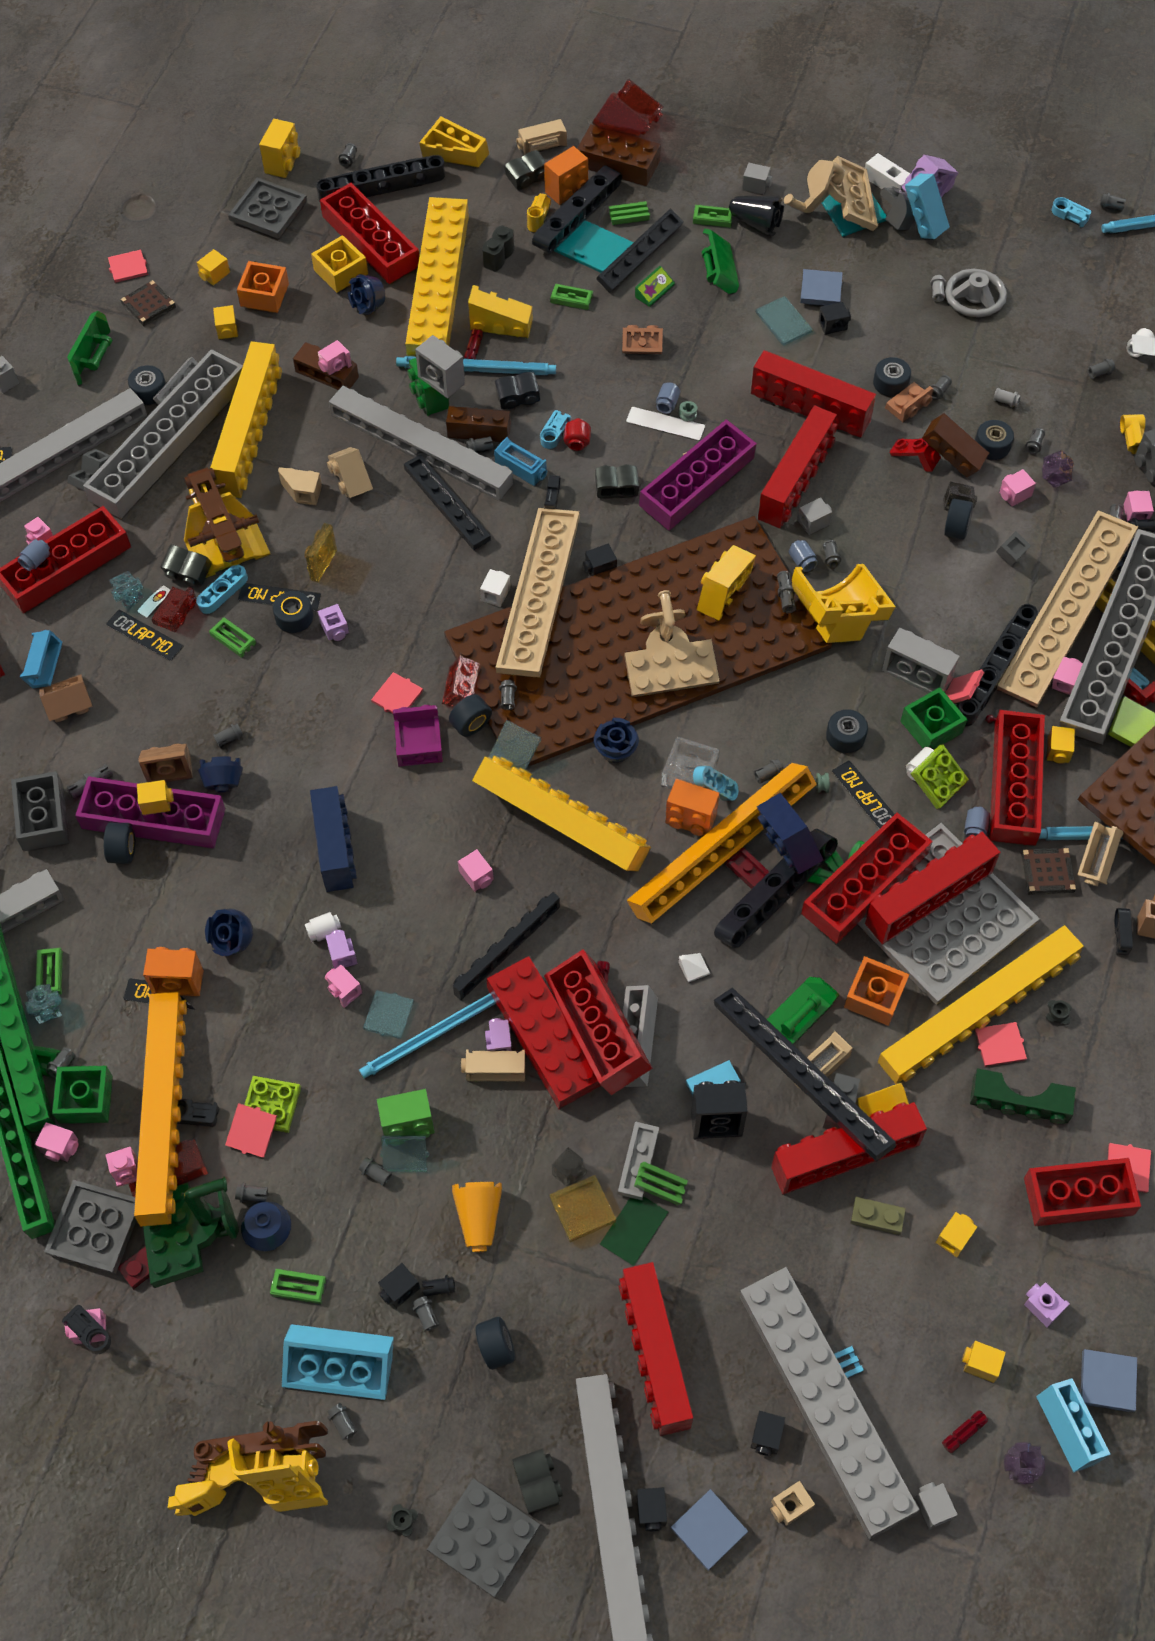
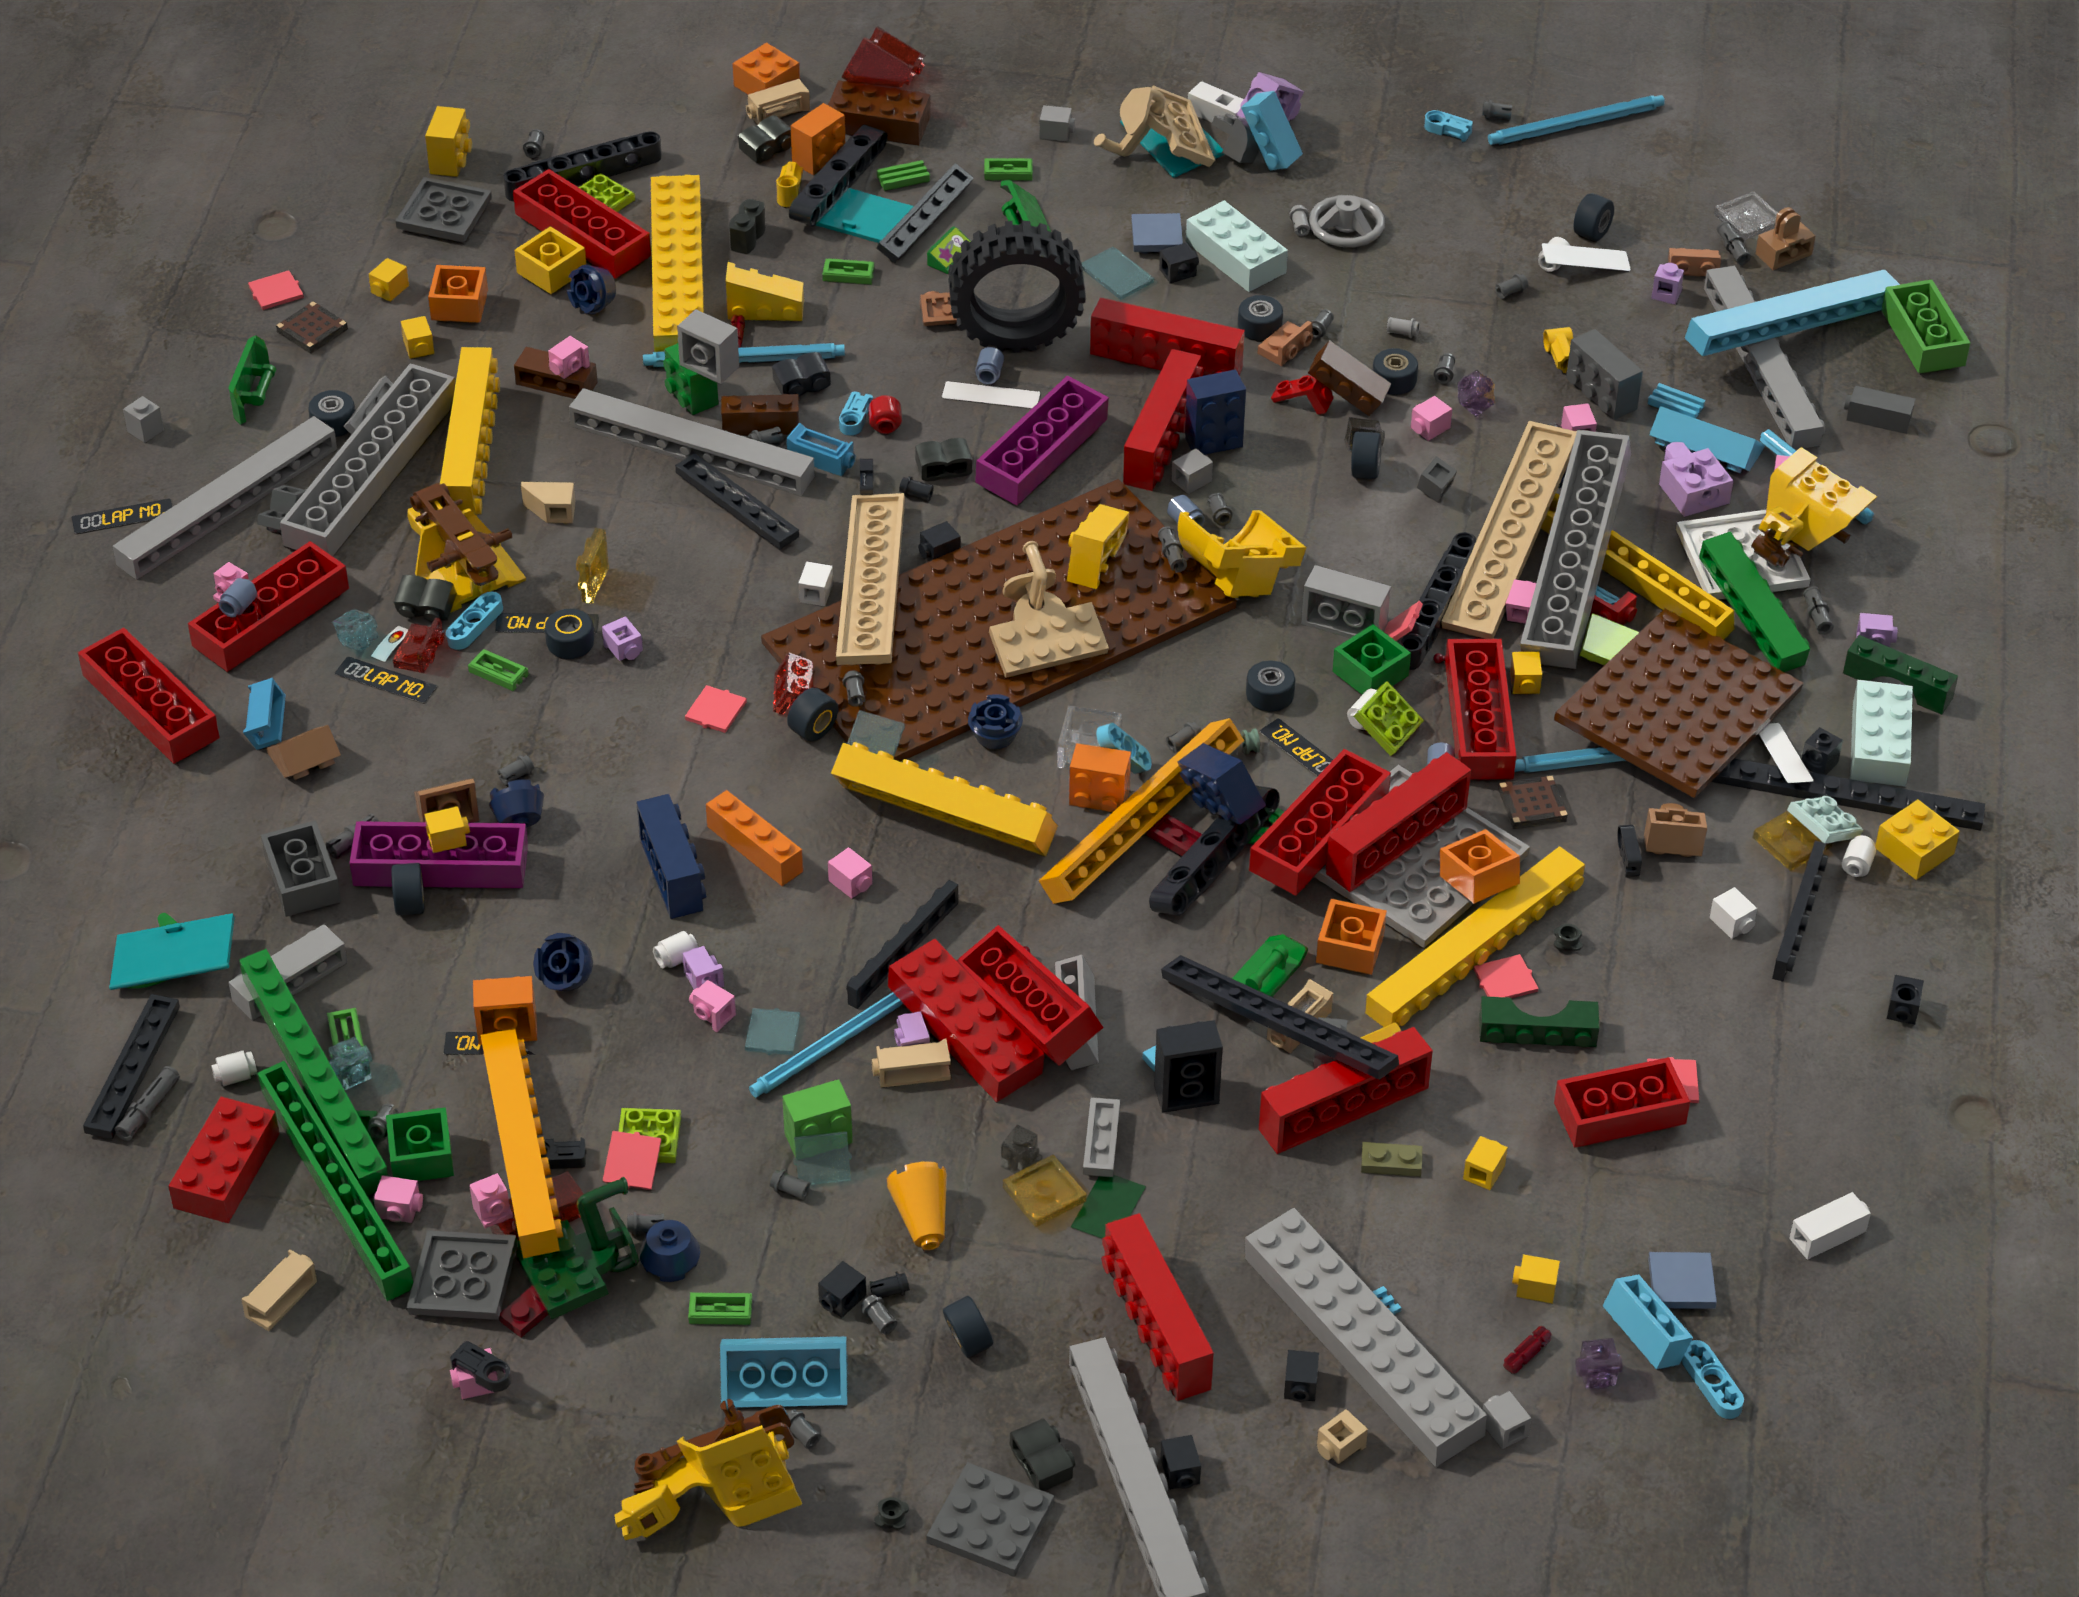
camera: 10 degrees left, 15 degrees down
(351, 472) = (612, 477): tan brick -> none
(395, 206) = (608, 192): none -> lime tile
(404, 827) = (754, 838): none -> orange brick
(417, 735) = (750, 745): magenta panel -> none
(454, 144) = (670, 117): yellow wedge -> none
(536, 107) = (764, 69): none -> orange brick
(590, 506) = (915, 488): none -> black pin
(679, 1190) = (1132, 1149): bright green tile -> none
(688, 406) = (1016, 378): sand green bush -> none
(693, 966) = (1129, 942): white slope -> none
(697, 306) = (1013, 246): none -> black tyre
(709, 1530) = (1250, 1475): sand blue tile -> none
(758, 211) = (1065, 157): black cone -> none
(840, 467) = (1215, 412): none -> dark blue brick
(883, 307) = (1236, 246): none -> light aqua brick
(994, 941) = (1479, 866): none -> orange brick
(1045, 1312) = (1598, 1217): lavender brick -> none
(1099, 854) = (1588, 772): tan window -> none
(1136, 1504) = (1713, 1392): none -> medium azure beam

